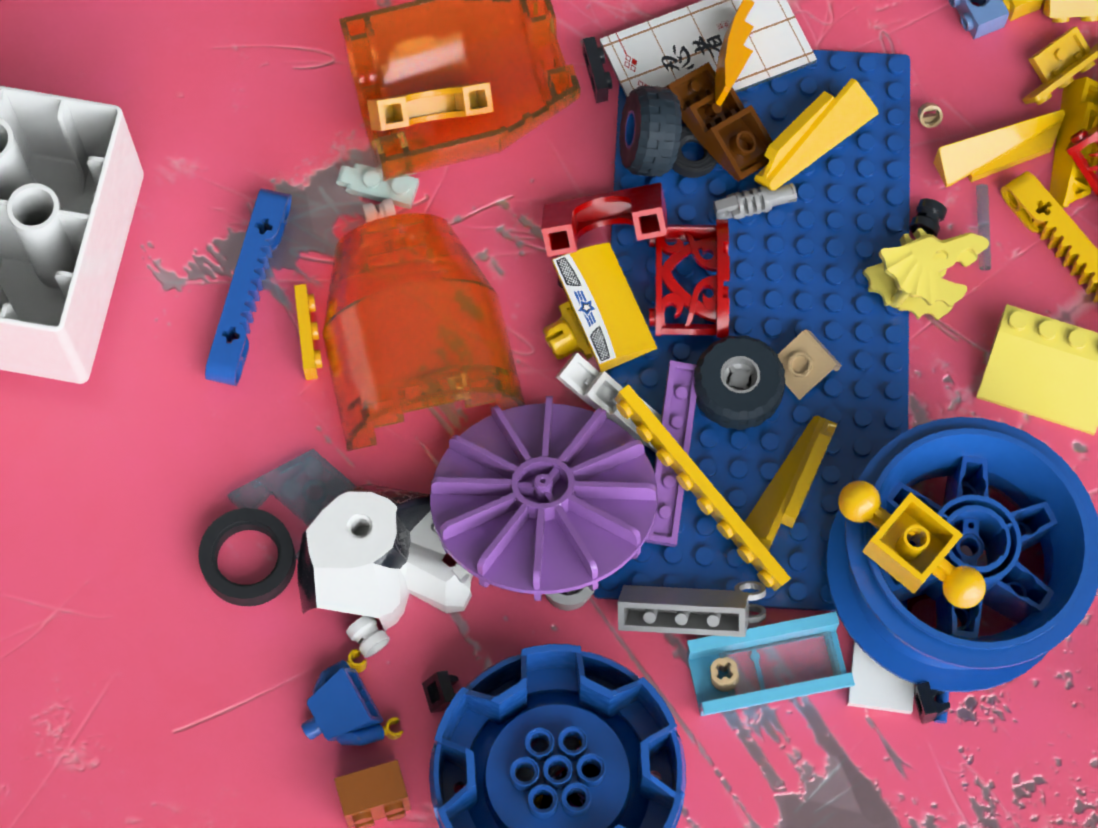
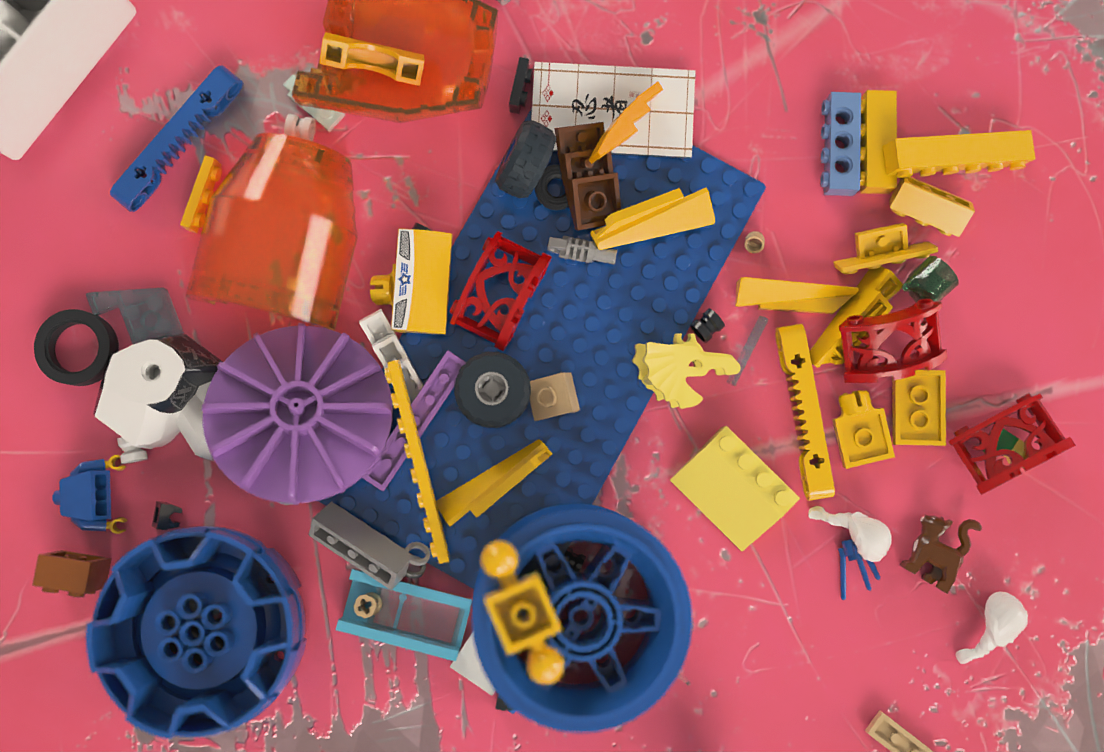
camera: 25 degrees right, 15 degrees up
(570, 219) = (429, 198): red arch -> none

